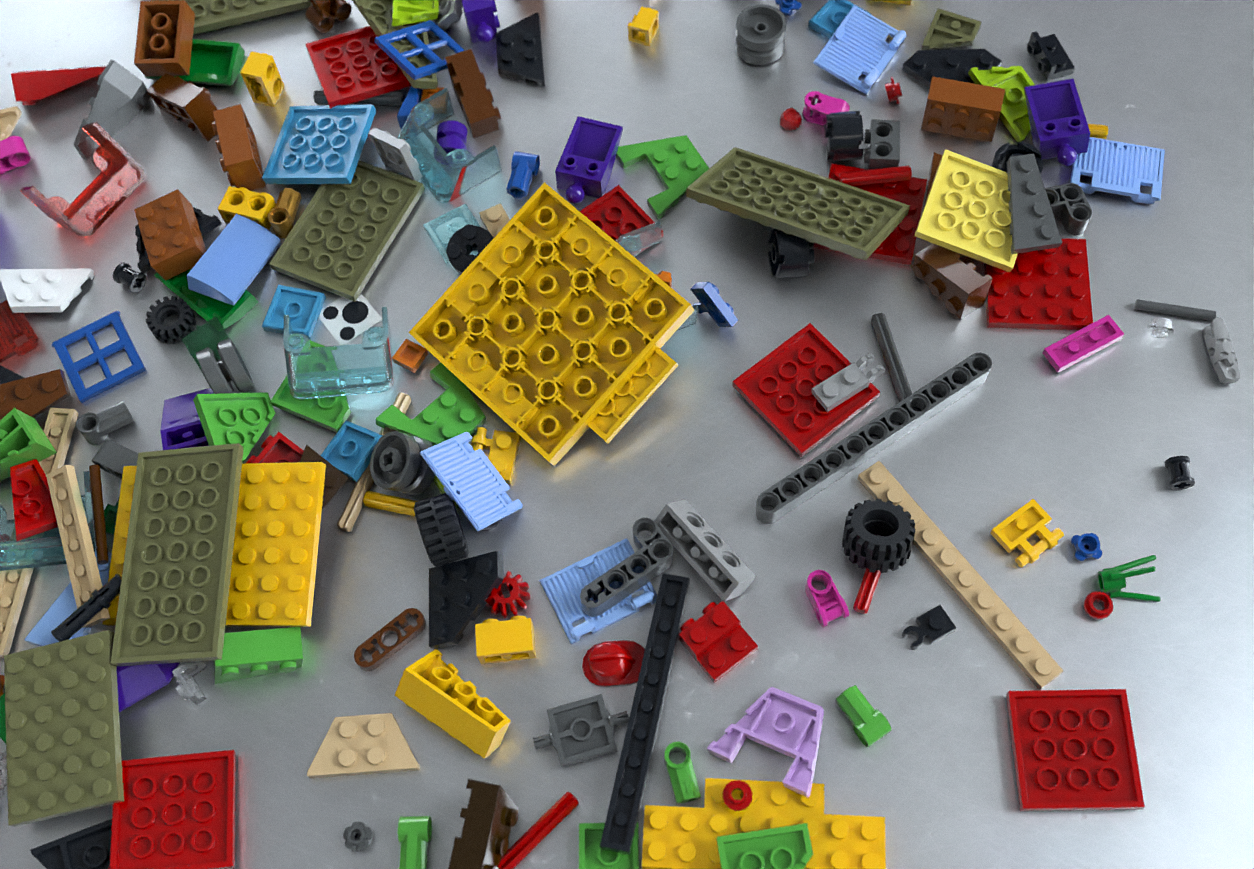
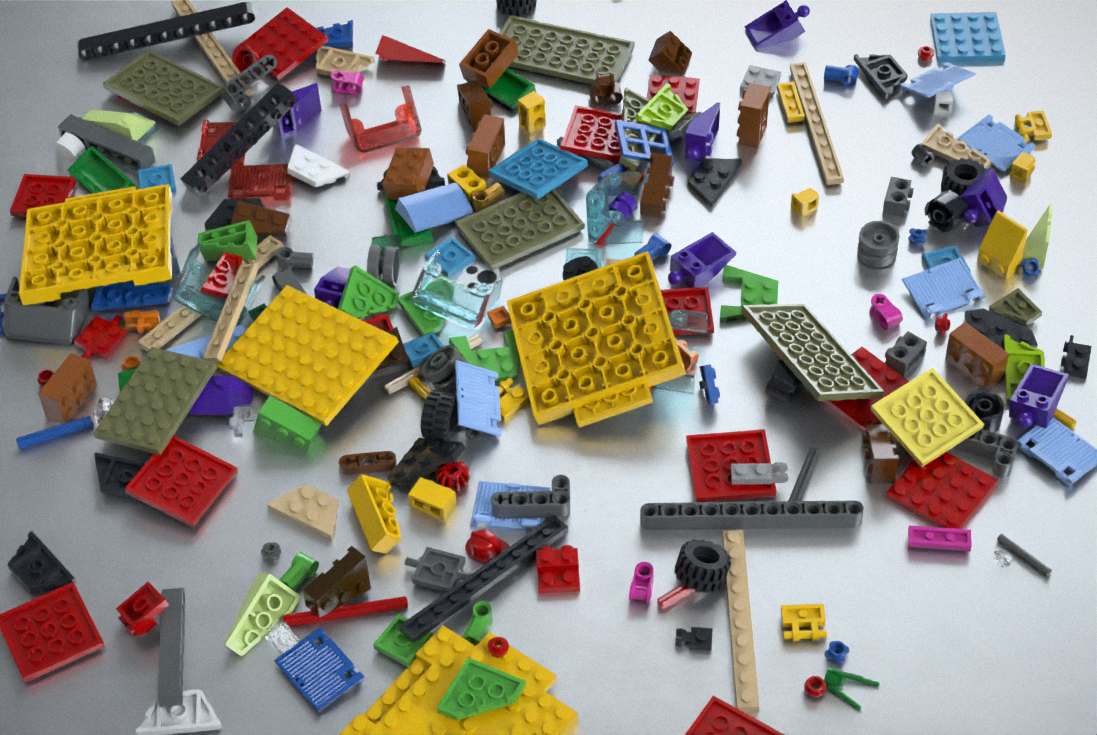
camera: 30 degrees right, 15 degrees down
(79, 618) = (222, 345): black pin -> none
(98, 514) = (255, 304): reddish brown bar -> none
(99, 355) = (316, 240): blue window -> none
(115, 106) = (433, 84): dark grey wedge -> none
(129, 277) = (368, 187): black bush -> none
(166, 309) = (373, 216): black tyre -> none
(178, 556) = (281, 343): olive plate -> none
(395, 154) = (578, 196): light grey plate -> none
(704, 550) = (589, 515): light grey brick -> none
(783, 725) = (558, 633): lavender wing -> none
(790, 119) = (858, 306): red piece -> none
(844, 136) = (880, 331): black brick -> none
(867, 723) = (611, 662): bright green piece -> none
(876, 176) = (881, 366): red axle -> none
(1031, 214) = (961, 436): dark grey wing -> none
(1179, 472) = (936, 644): black bush -> none
(1221, 351) = (1031, 593): light grey hinge -> none

